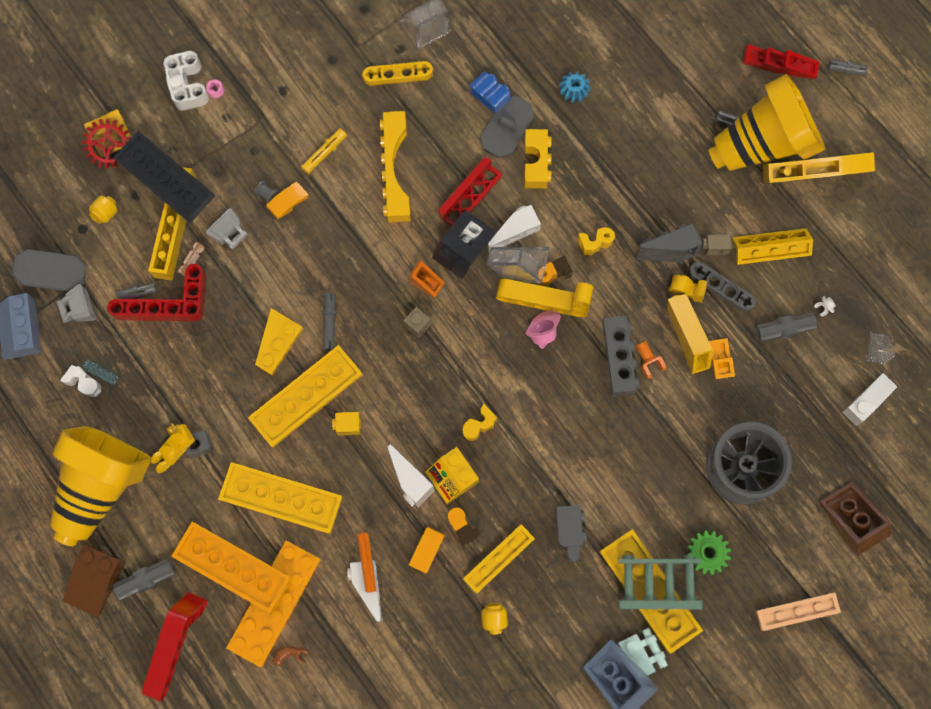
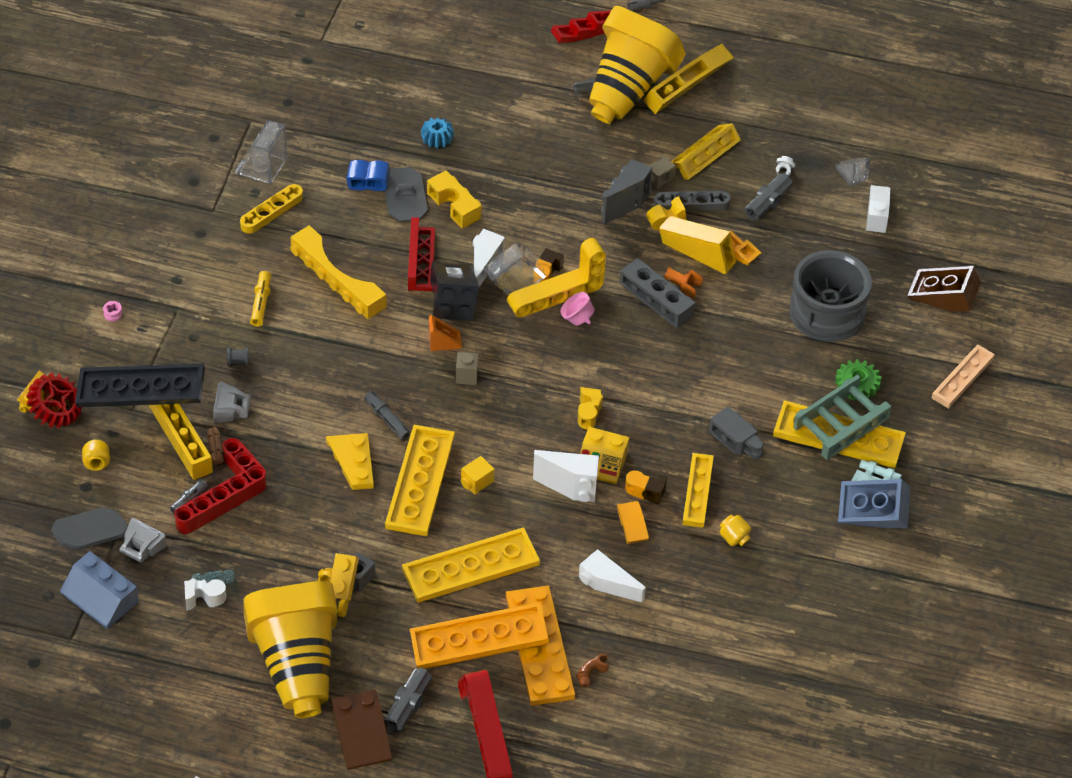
camera: 45 degrees left, 25 degrees down
(178, 81) = (87, 330): white beam -> none
(286, 200) = (262, 352): light orange slope -> none
(367, 563) = (594, 551): orange axle -> none
(603, 239) = (558, 233): yellow leg -> none

